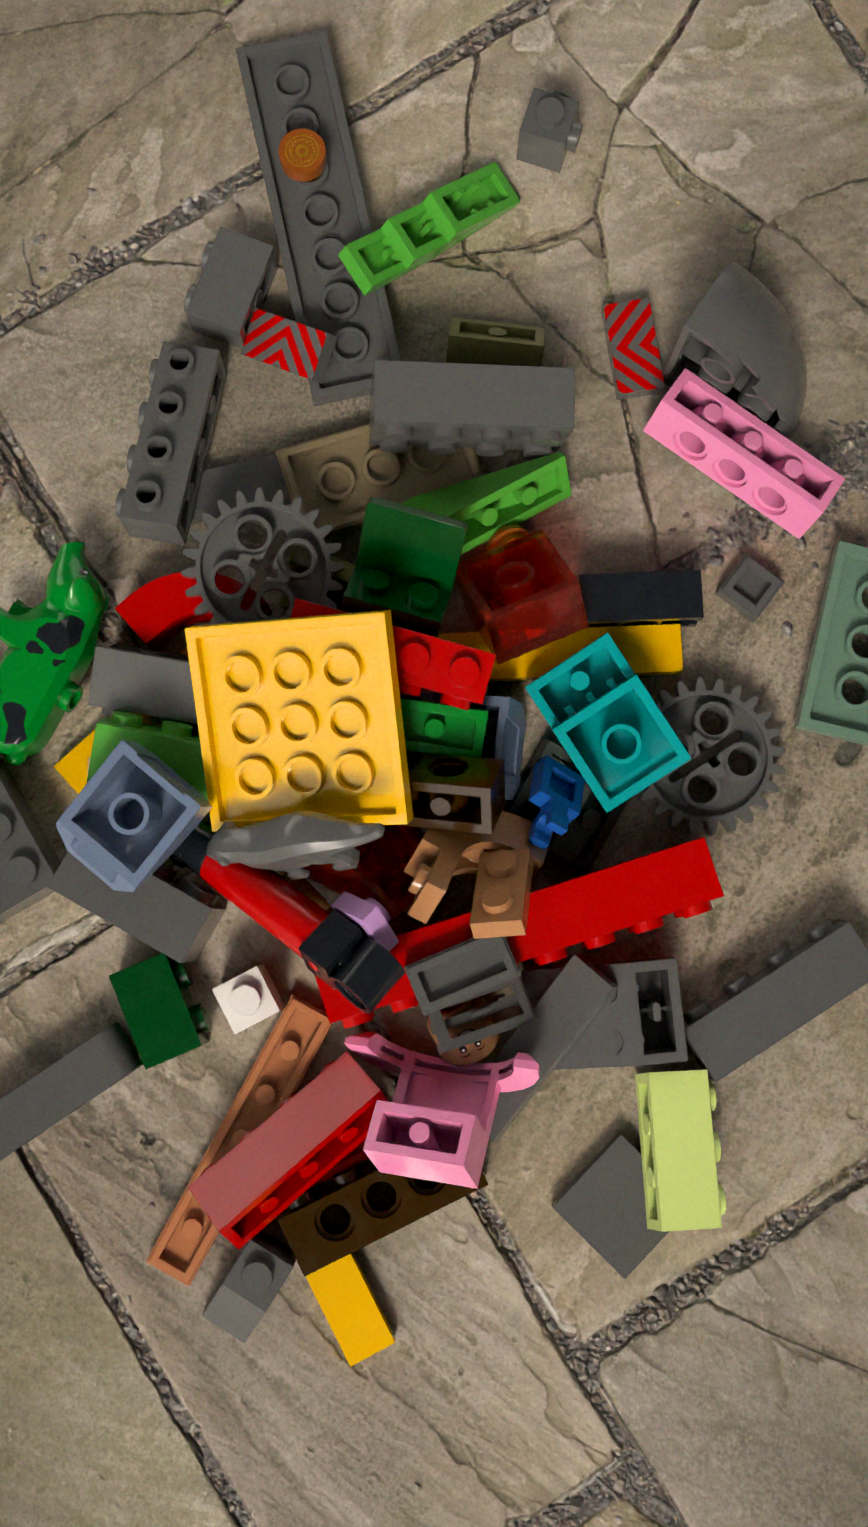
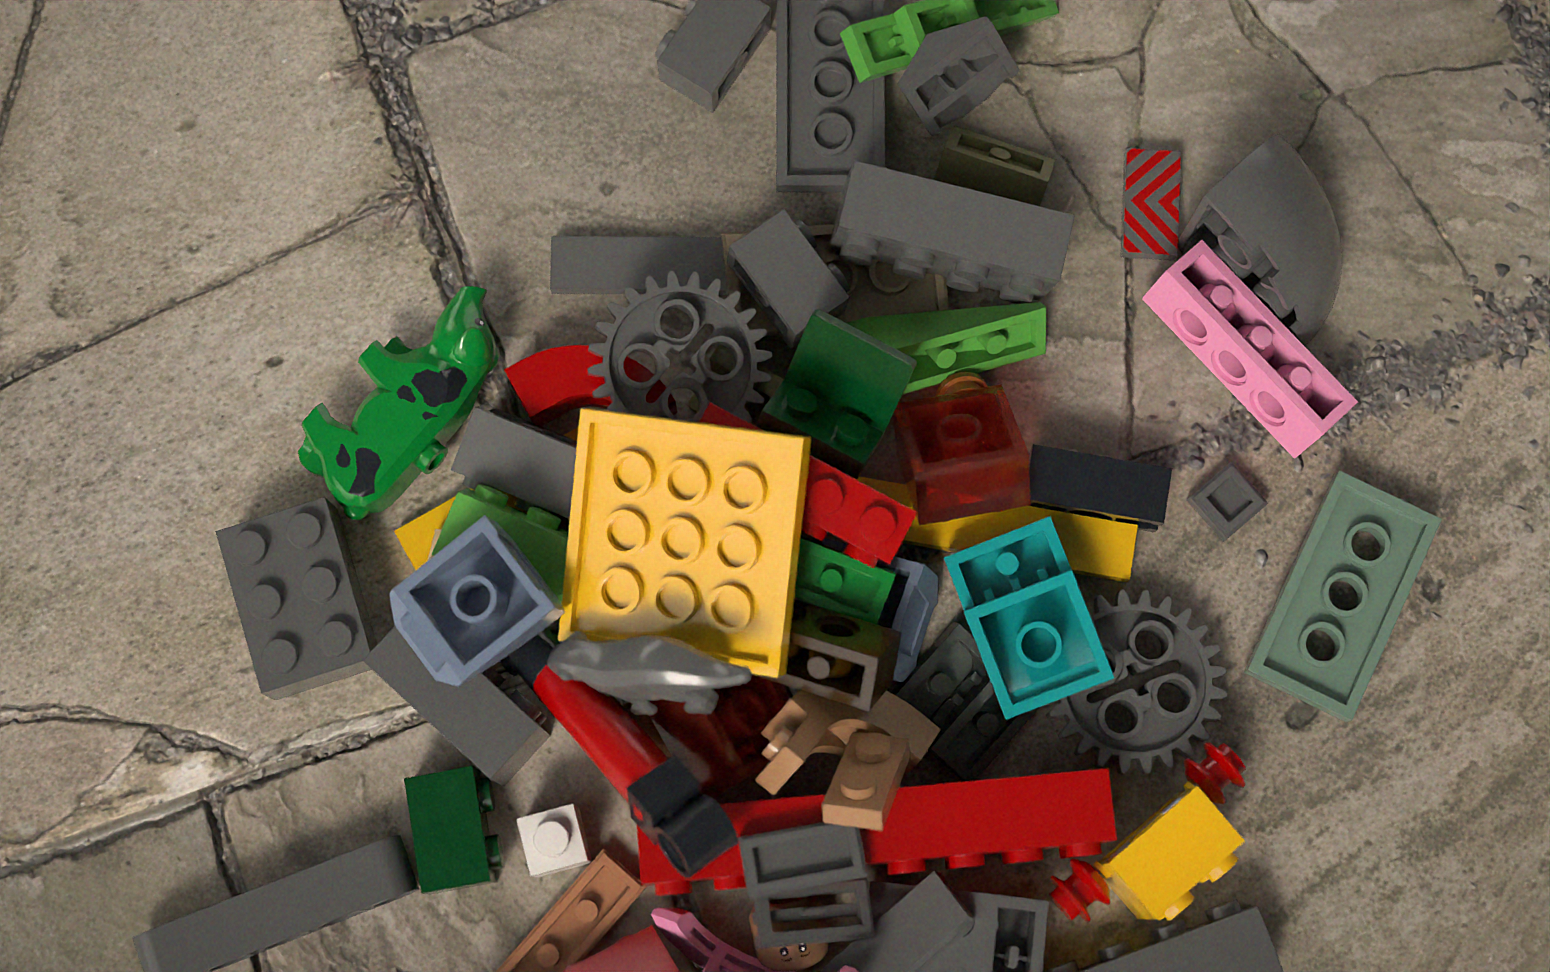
camera: 15 degrees right, 5 degrees down
(172, 443) = (608, 201): dark grey brick -> none
(288, 345) = (762, 120): tile -> none
(339, 474) = (787, 275): none -> dark grey brick
(367, 916) = (711, 771): lavender plate -> none
(445, 267) = (956, 72): none -> dark grey slope
(558, 795) = (955, 689): blue plate -> none
(764, 892) = (1167, 852): none -> yellow brick

